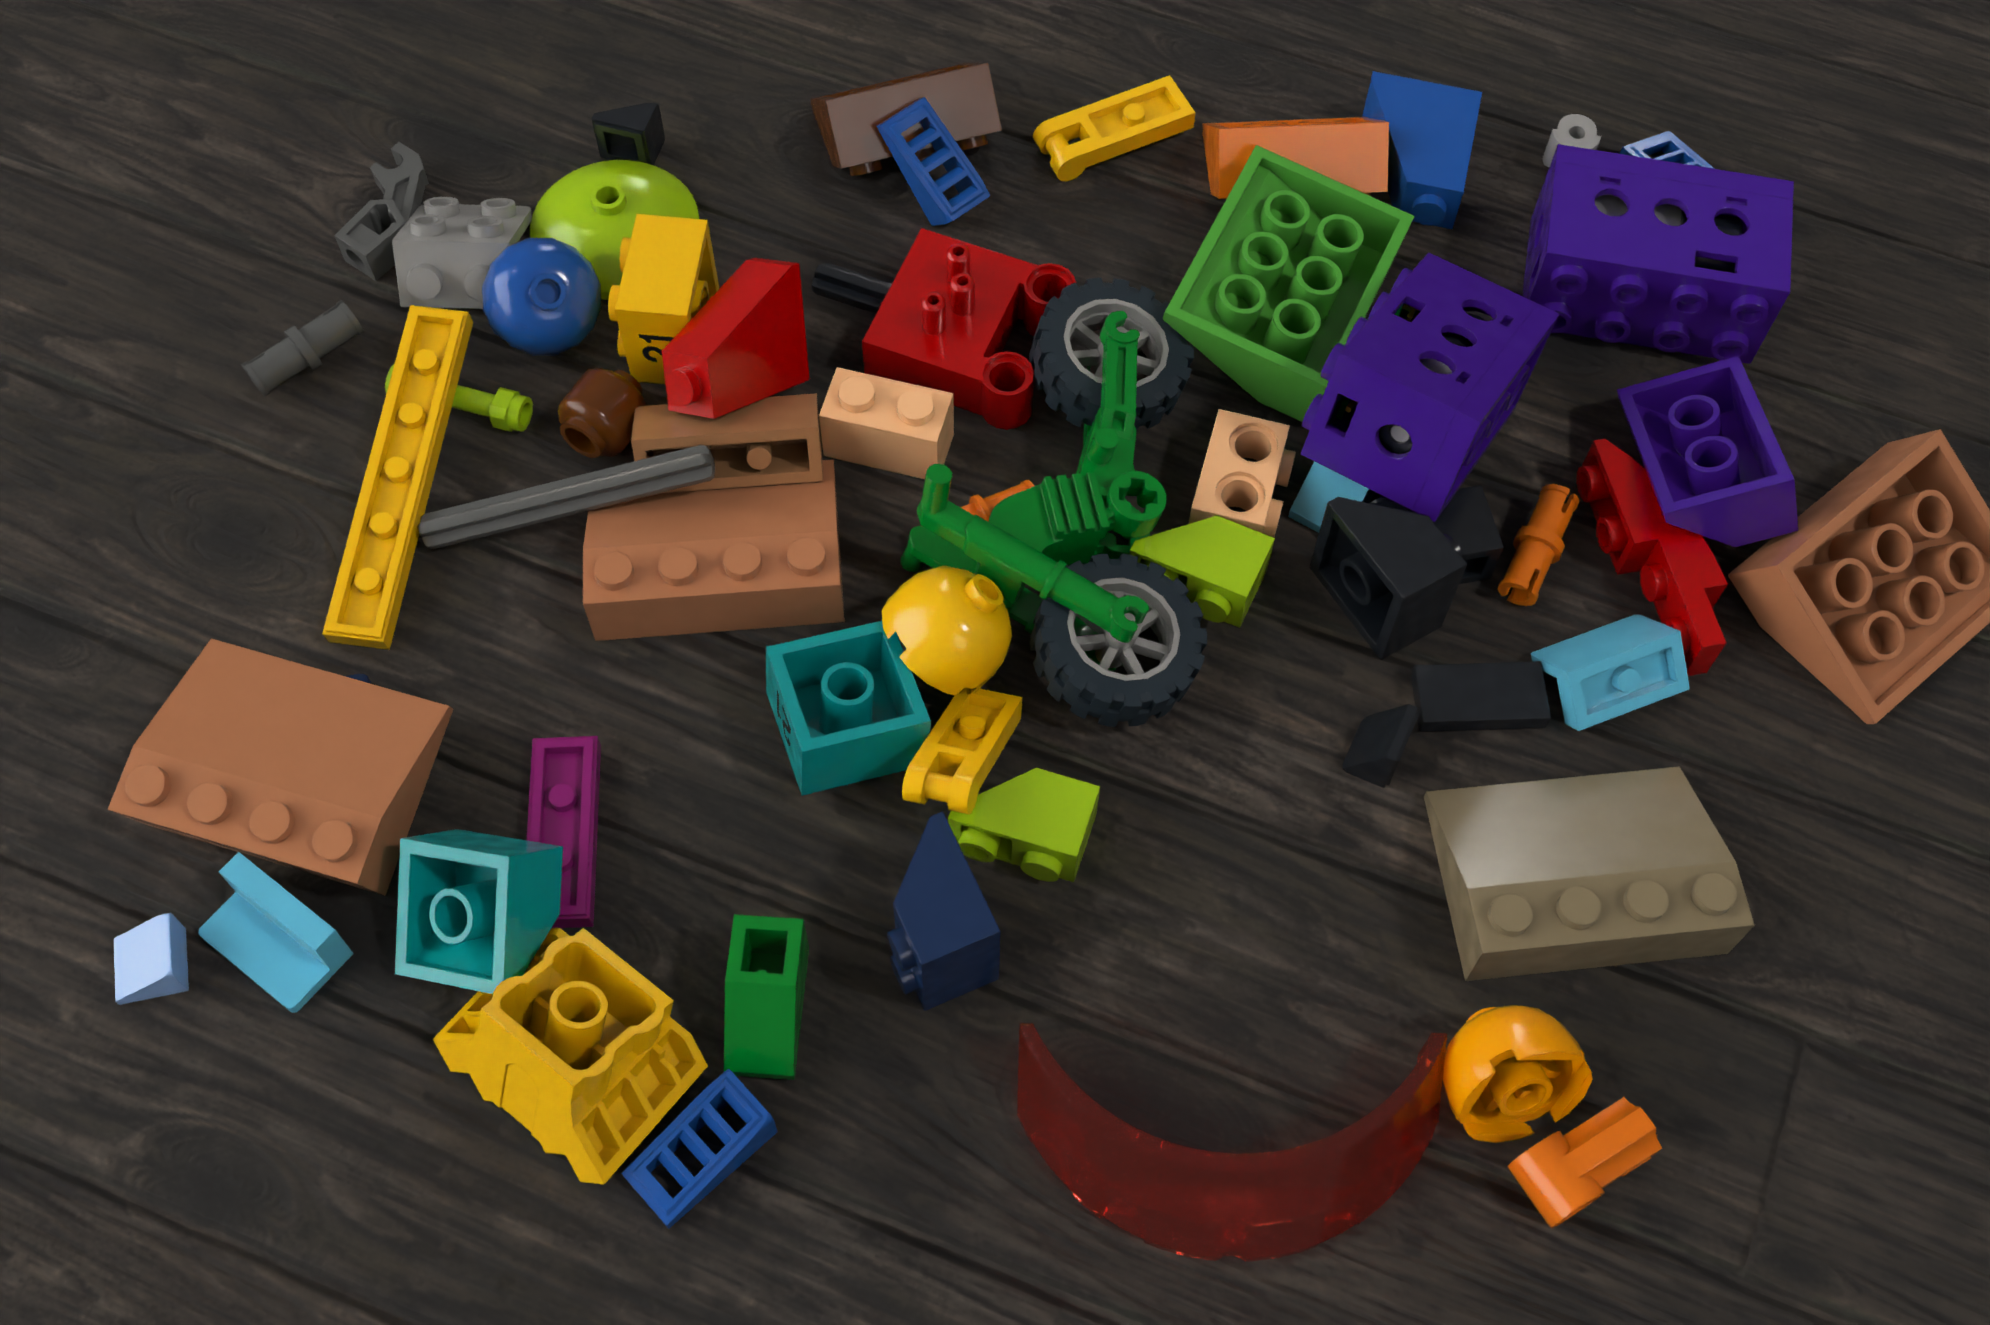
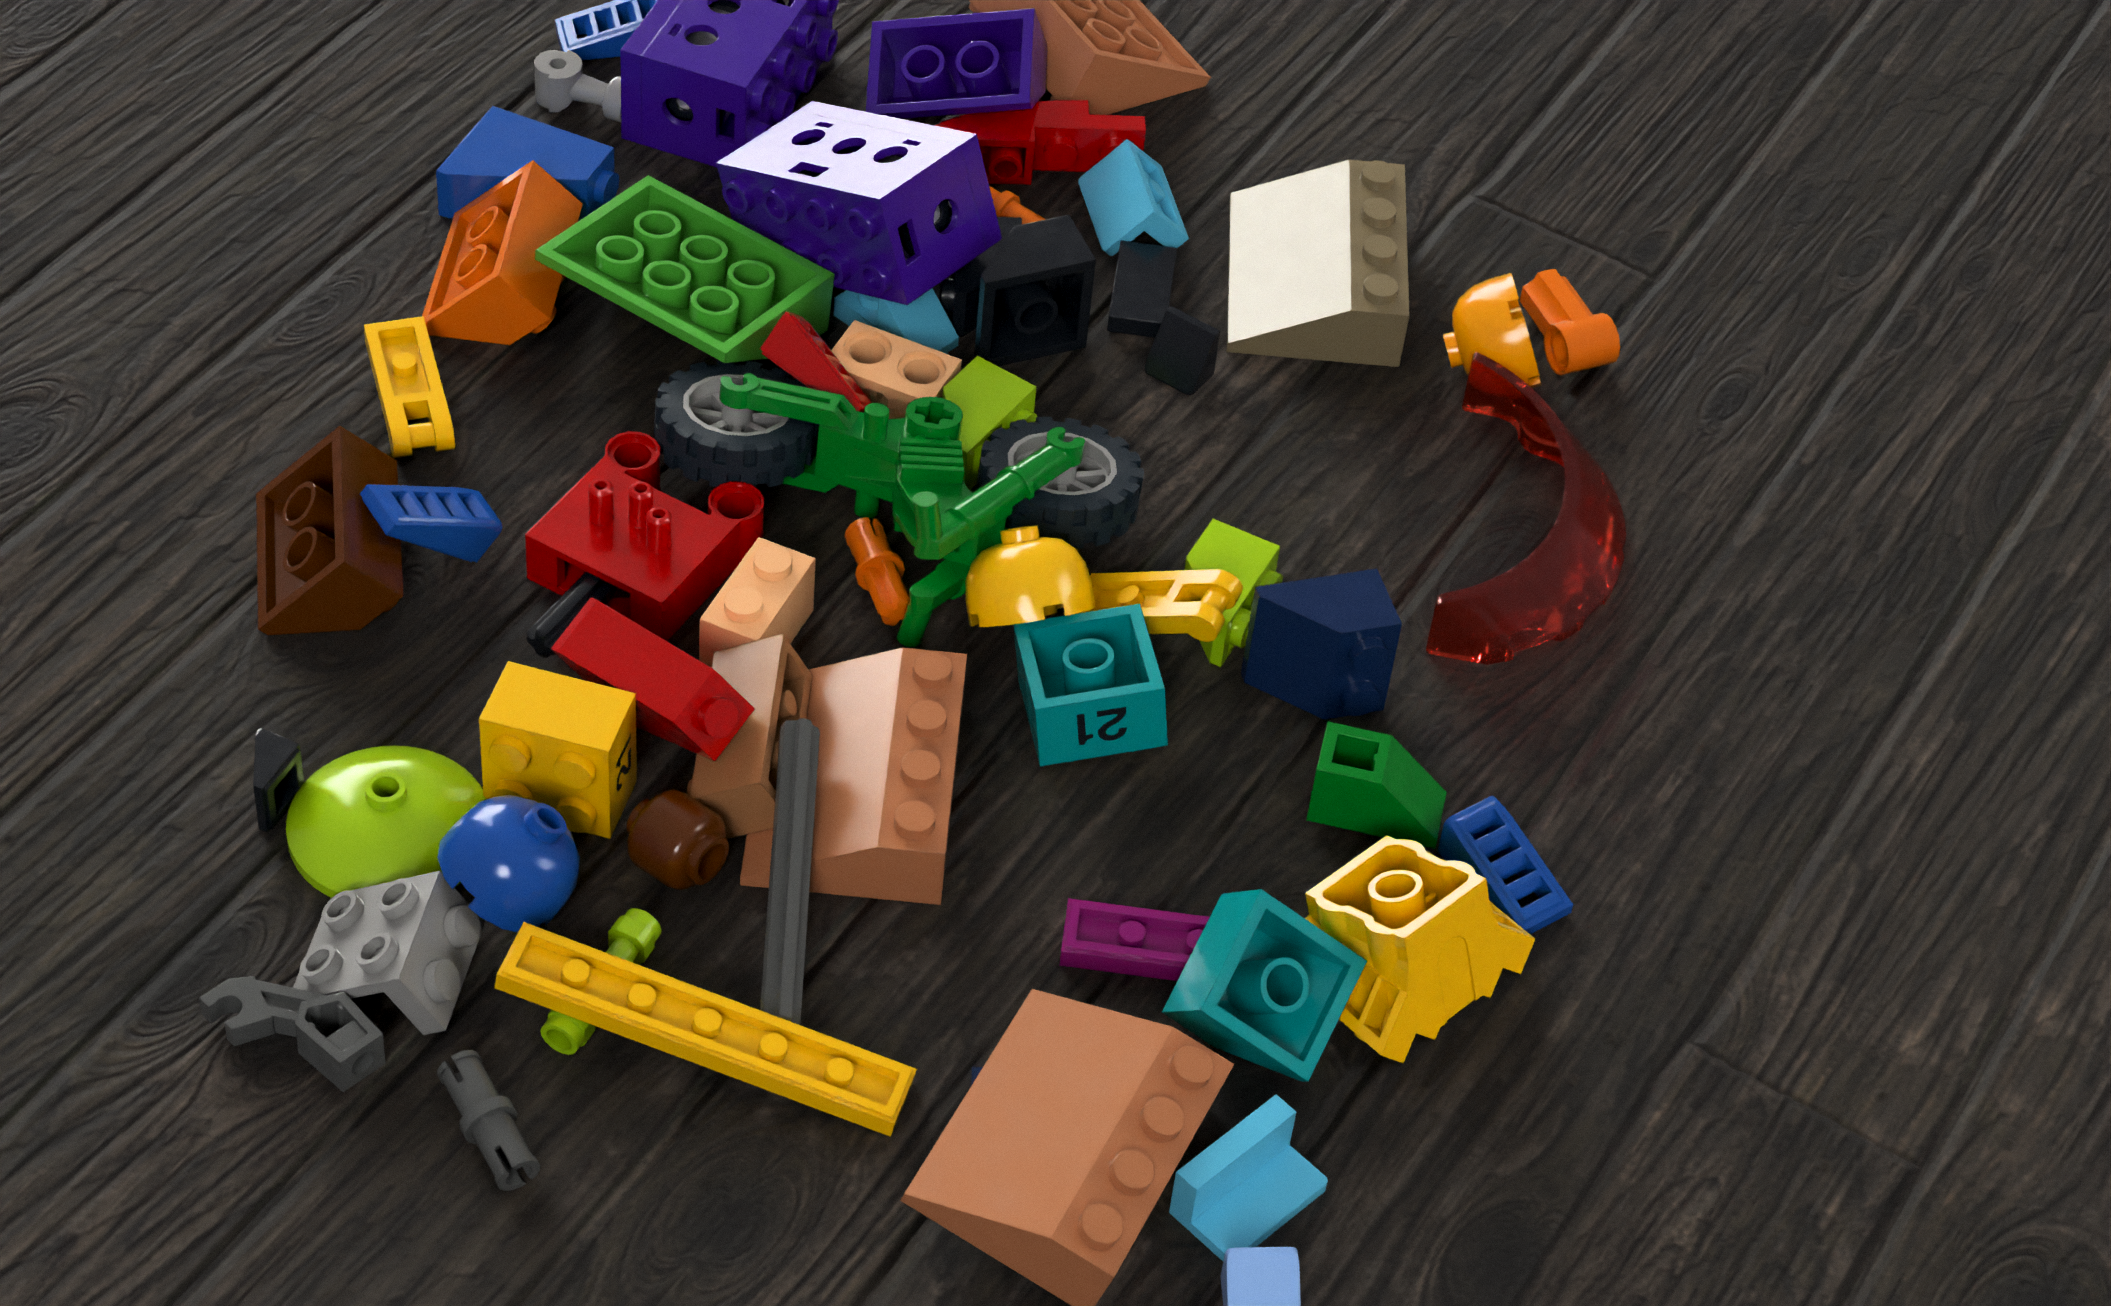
camera: 85 degrees left, 15 degrees down
(1218, 377) = (806, 357): none -> red slope

